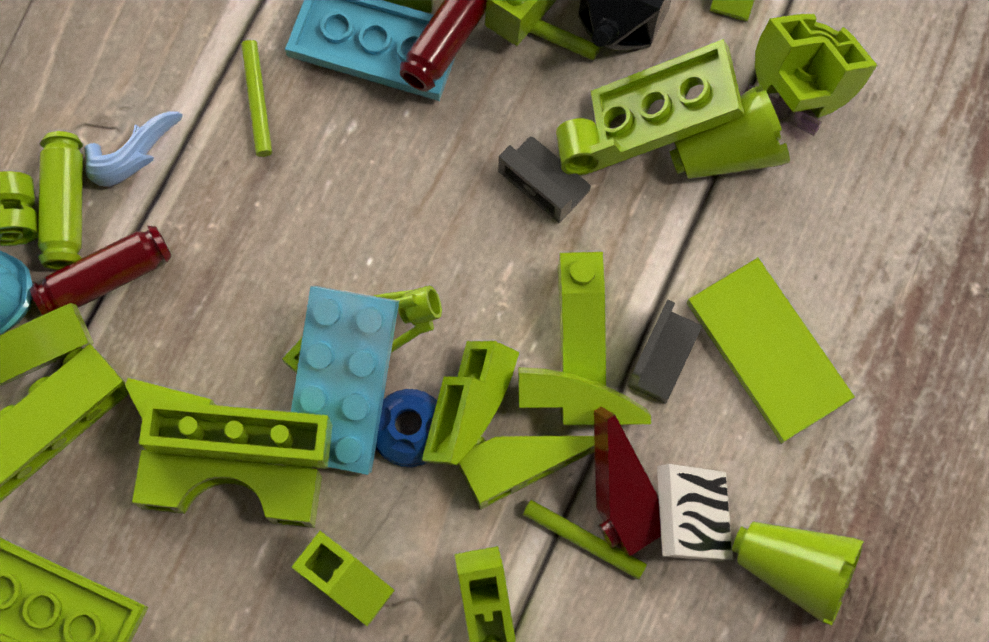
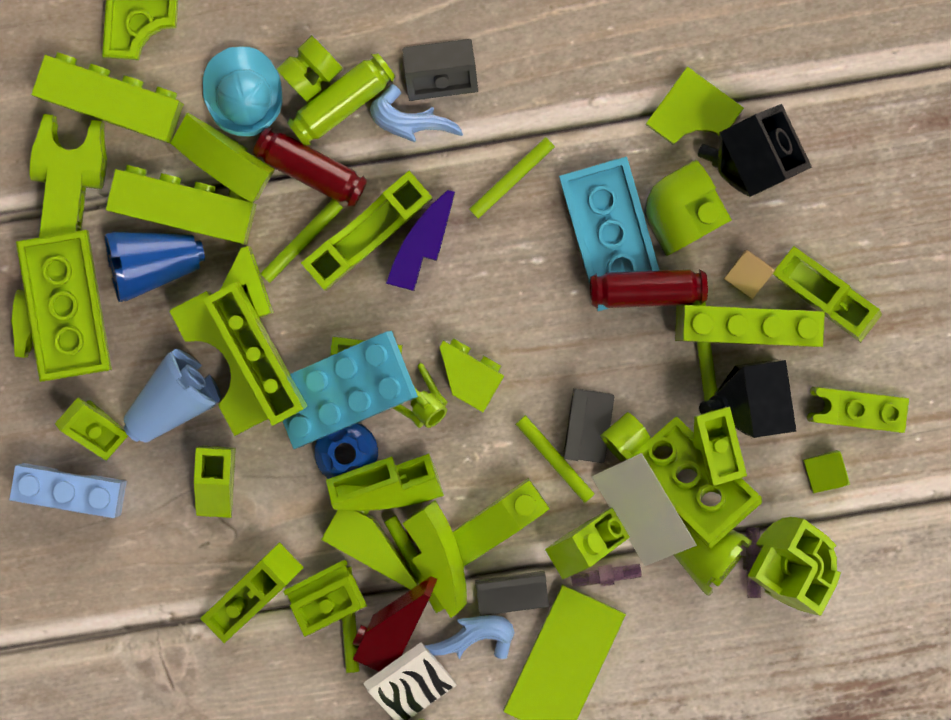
camera: 60 degrees right, 15 degrees up
(67, 492) = (150, 260): none -> blue cone
(107, 95) = (440, 69): none -> dark grey panel
(167, 330) = (301, 240): none -> lime bar
(206, 280) = (367, 231): none -> lime arch
(224, 569) = (170, 398): none -> light blue cone
(256, 215) = (421, 242): none -> dark purple slope
(416, 254) = (469, 378): none -> lime slope
(540, 428) = (409, 552): none -> lime bar
(545, 545) = (325, 598): none -> lime plate
(556, 229) = (555, 459): none -> lime bar
(642, 45) = (719, 446): none -> lime slope
(662, 248) = (587, 543): none -> lime slope
(663, 167) = (644, 510): none -> white sticker
(680, 411) = (474, 630): none -> light blue piece
(705, 253) = (606, 575): none -> bar

